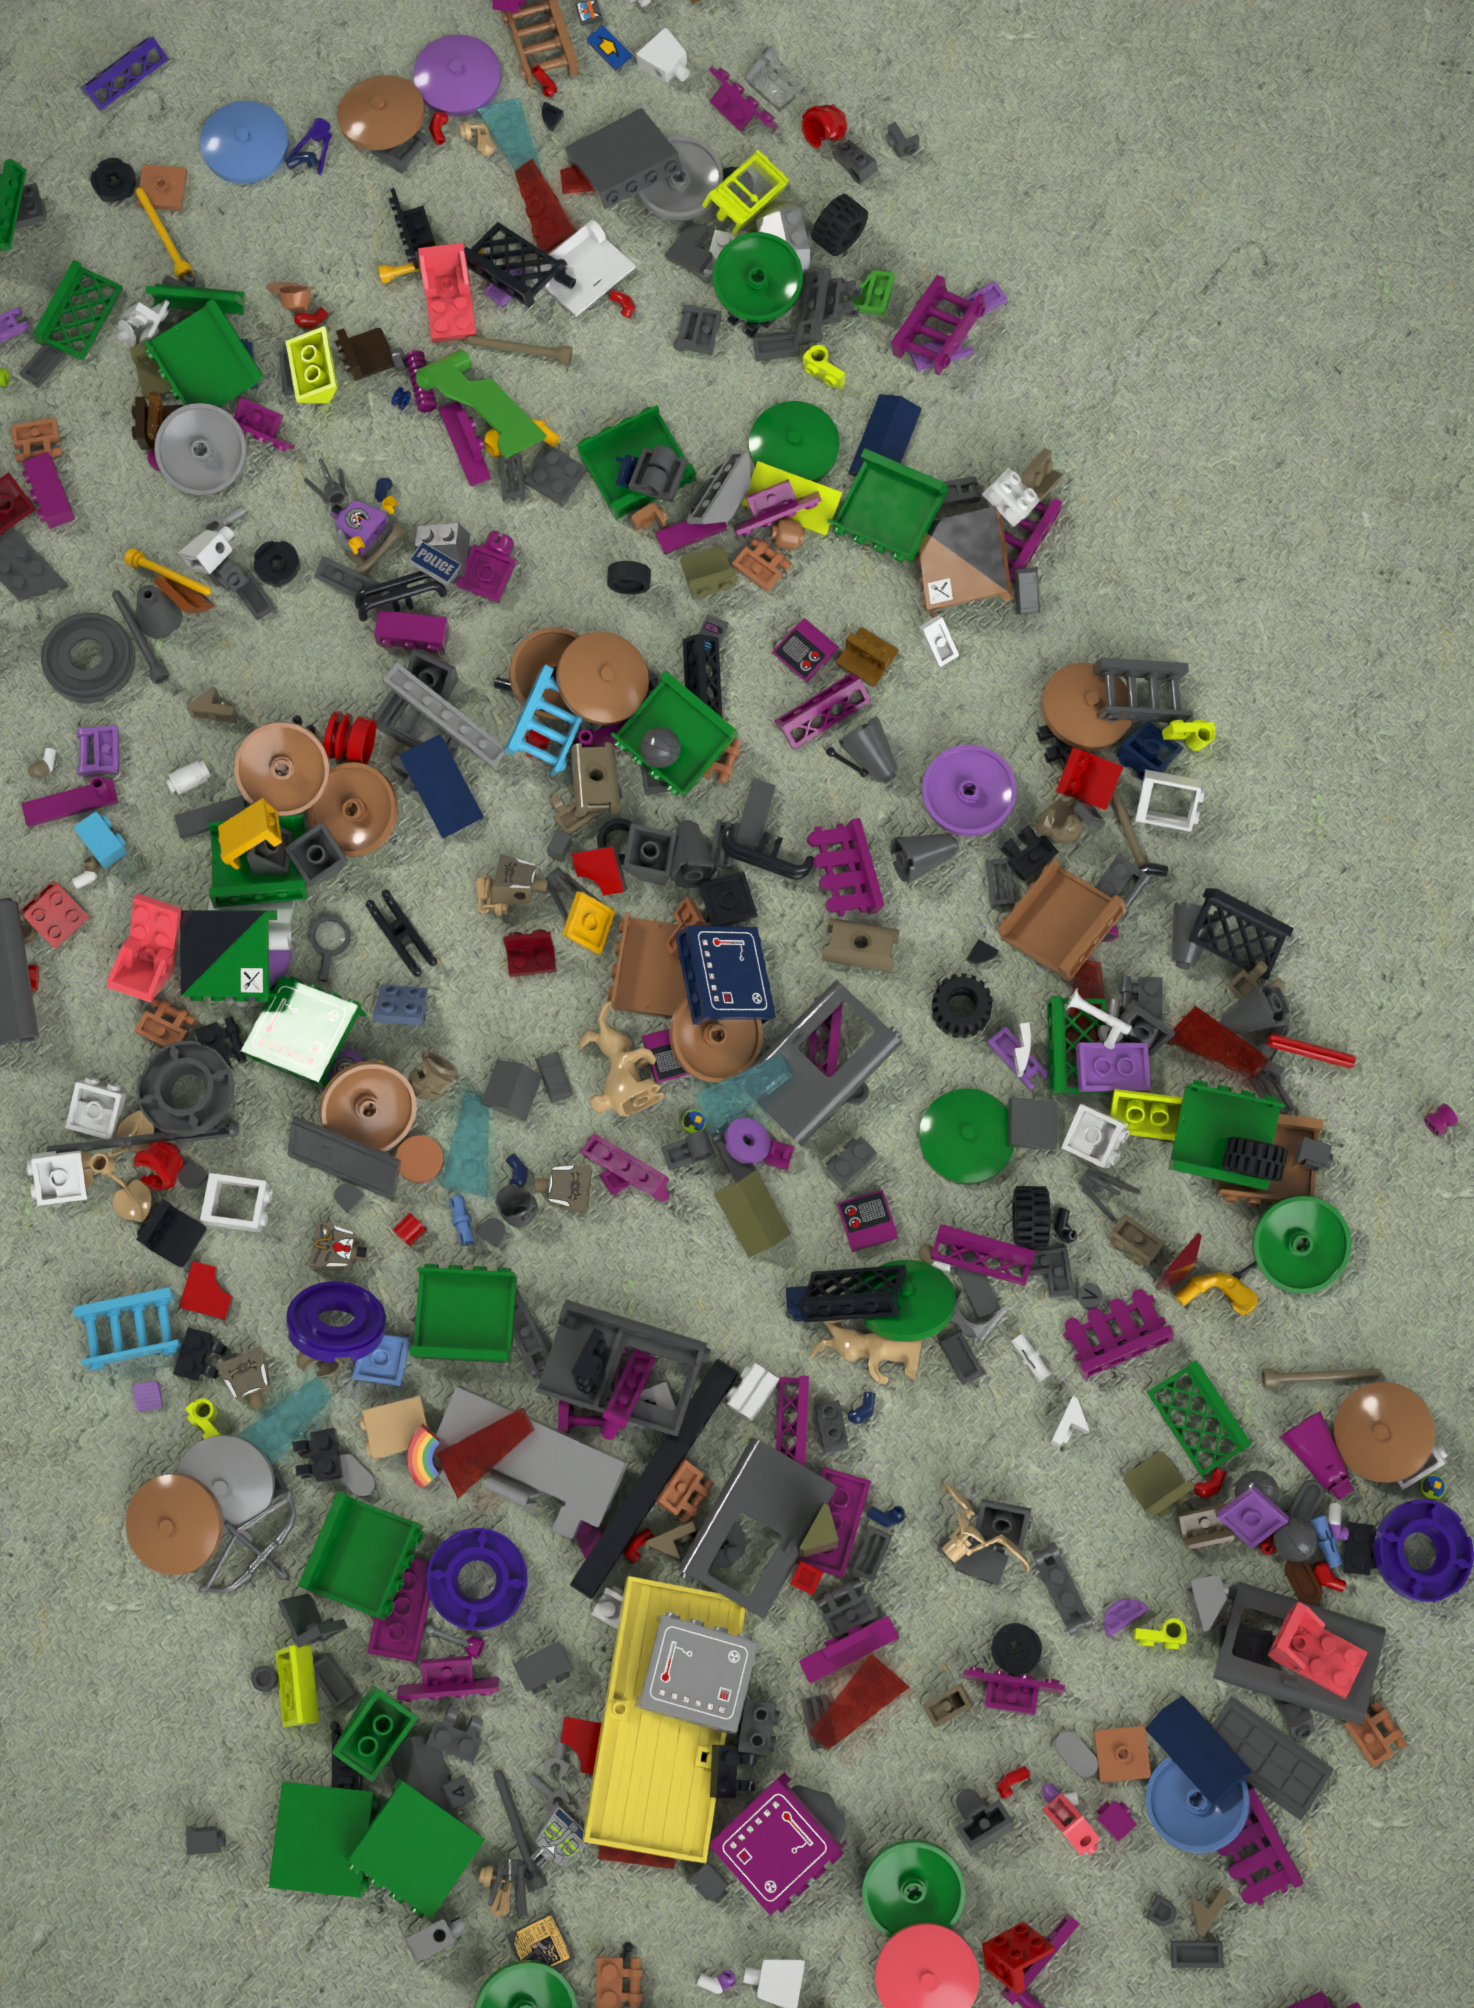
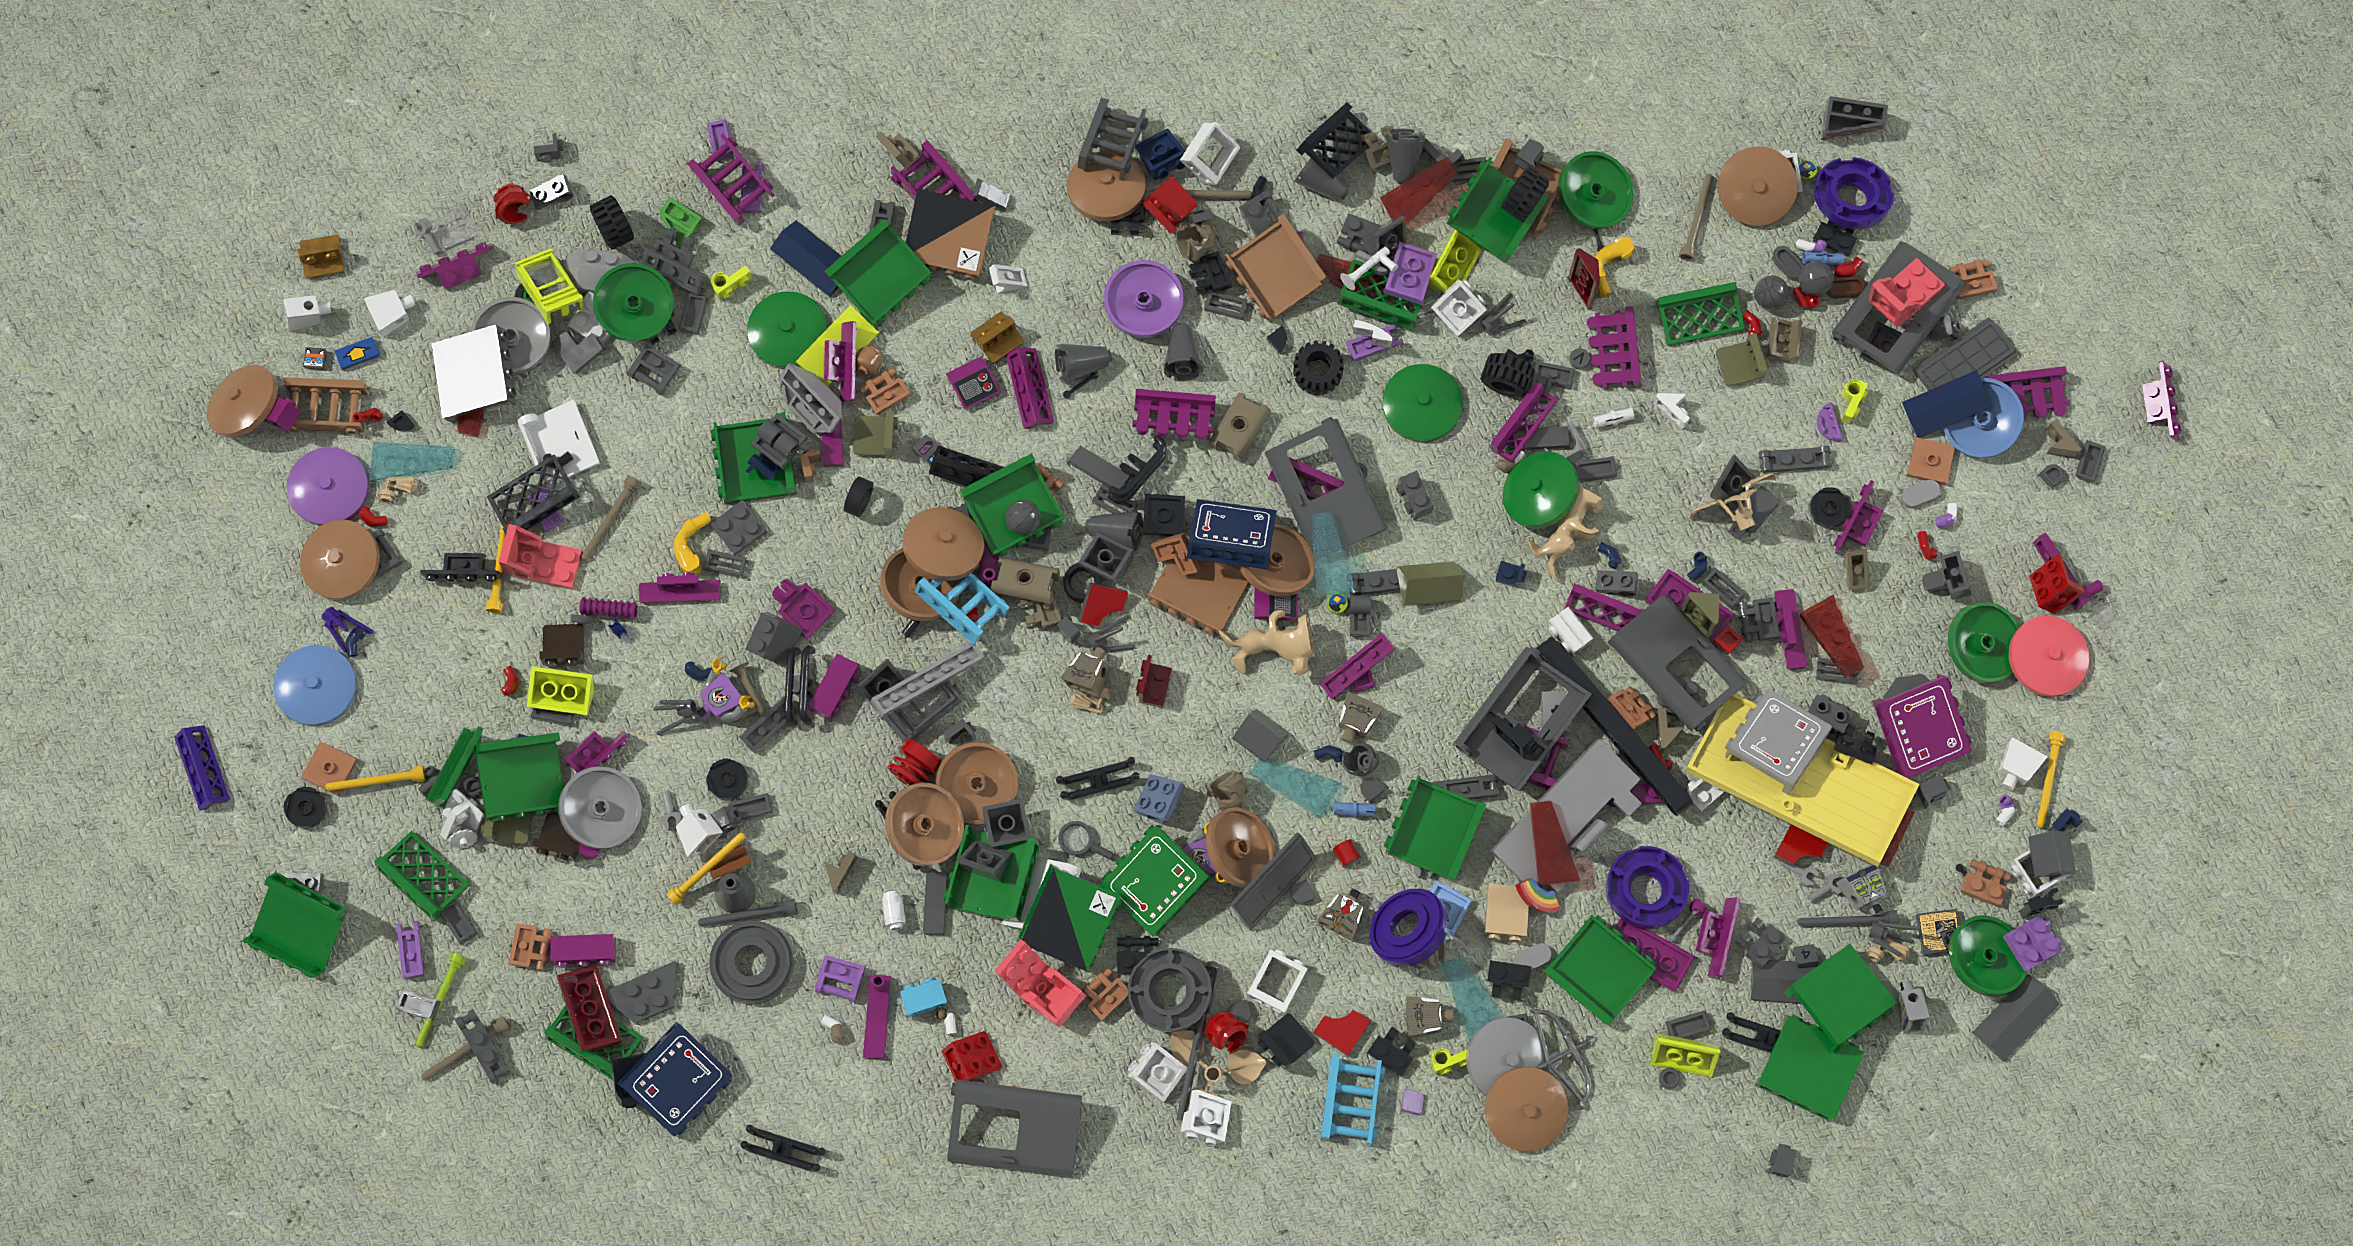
camera: 75 degrees left, 0 degrees up
(154, 415) = (553, 836): clear orange tile -> none
(247, 830) = (969, 869): yellow panel -> none
(292, 295) = (483, 687): nougat piece -> none
(305, 1622) = (1645, 1029): dark grey bracket -> none
(373, 1733) = (1742, 1000): green slope -> none
(420, 1159) = (1289, 822): nougat tile -> none
(435, 563) = (786, 645): slope -> none
(441, 786) = (983, 705): dark blue slope -> none
(486, 397) = (650, 557): bright green door -> none
(543, 1668) = (1732, 858): dark grey brick -> none
(546, 214) = (498, 455): clear red wing -> none
(554, 1077) = (1260, 700): dark grey tile -> none
(588, 923) = (1145, 627): yellow plate -> none
(625, 301) = (602, 419): red arm -> none
(627, 1393) = (1543, 720): magenta piece -> none
(755, 1133) = (1370, 557): medium lavender tile -> none
(779, 1155) = (1387, 548): magenta tile -> none
(853, 1303) = (1534, 529): black fence -> none
(867, 1220) = (1464, 500): slope -> none
(1011, 497) = (911, 175): white bracket -> none
(1032, 1123) = (1430, 350): dark grey tile -> none
(1078, 1832) = (1979, 507): coral torso -> none
(1115, 1819) = (1978, 481): magenta brick -> none
(1135, 1241) = (1550, 308): dark tan bracket -> none
(1191, 732) = (1162, 115): neon yellow plate -> none
(1206, 1600) = (1841, 357): light grey slope -> none
(1252, 1516) = (1790, 301): medium lavender tile -> none
(1311, 1051) = (1448, 126): red axle -> none
(1318, 1452) = (1755, 239): magenta piece -> none
(1438, 1121) = (1533, 56): magenta wheel -> none

